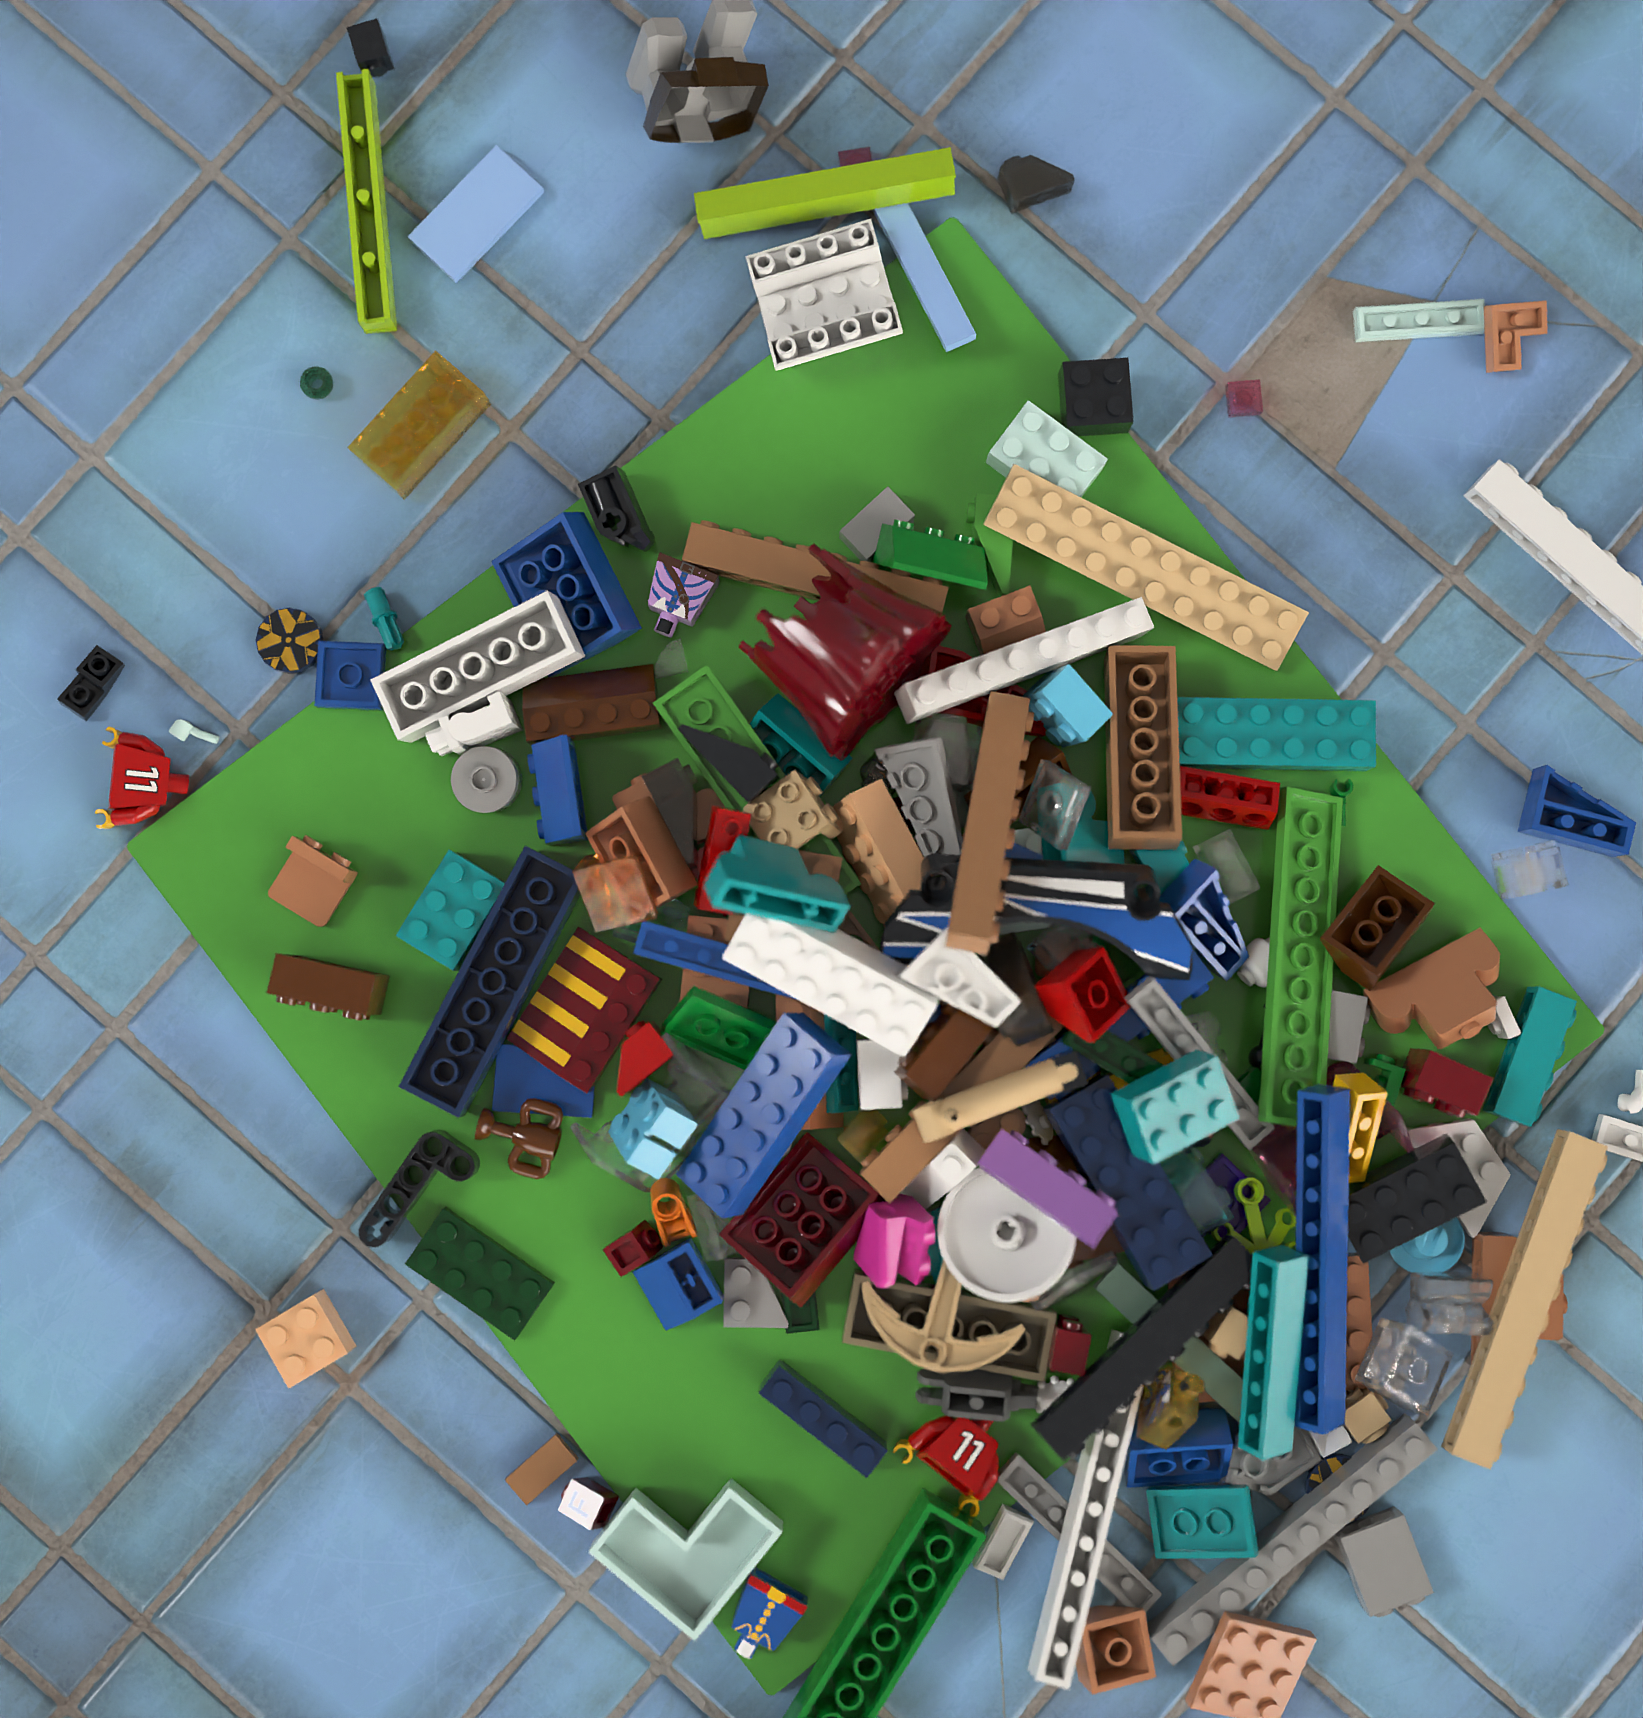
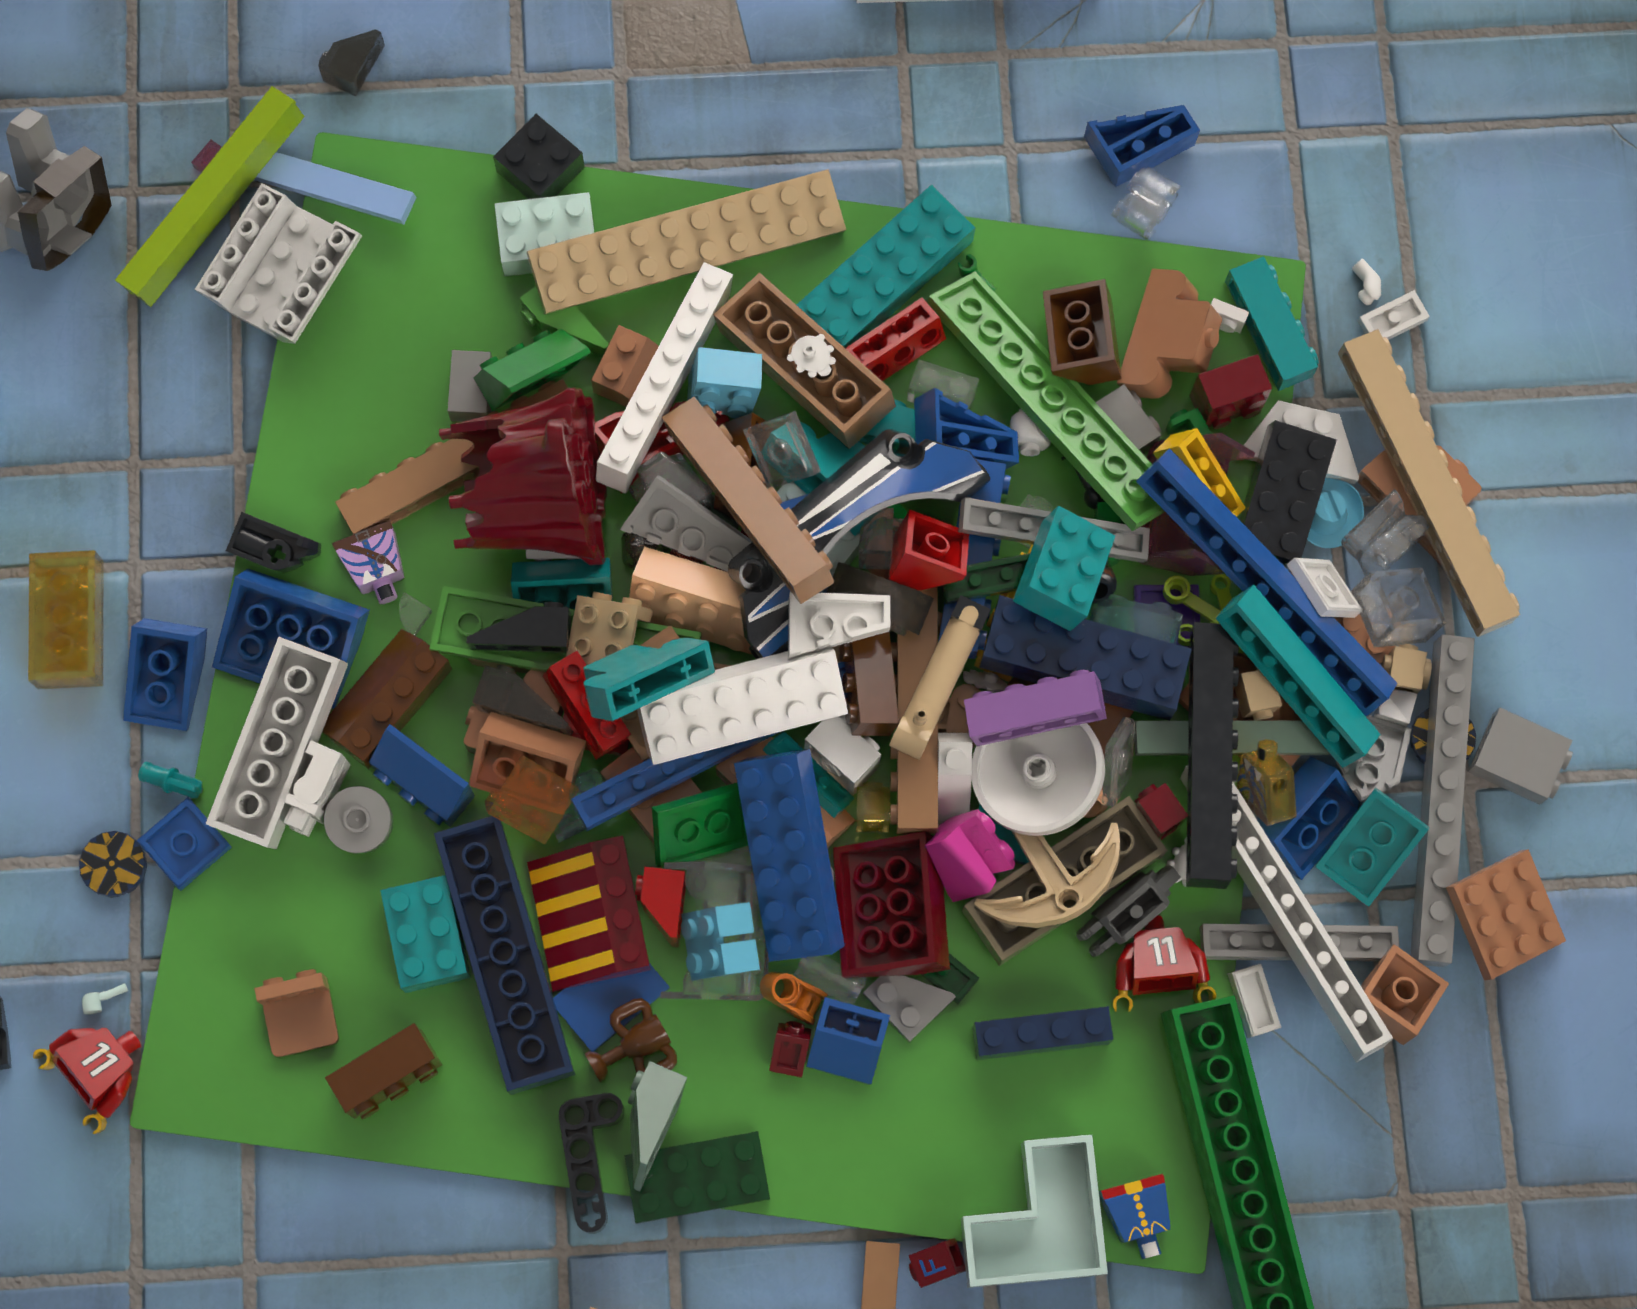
camera: 45 degrees left, 10 degrees down
(454, 532) = (163, 673): none -> blue slope
(483, 1203) = (654, 1104): none -> sand green slope
(1149, 753) = (812, 355): none -> white piece
(1244, 398) = (642, 72): clear pink plate -> none
(1362, 1300) = (1324, 587): none -> white tile

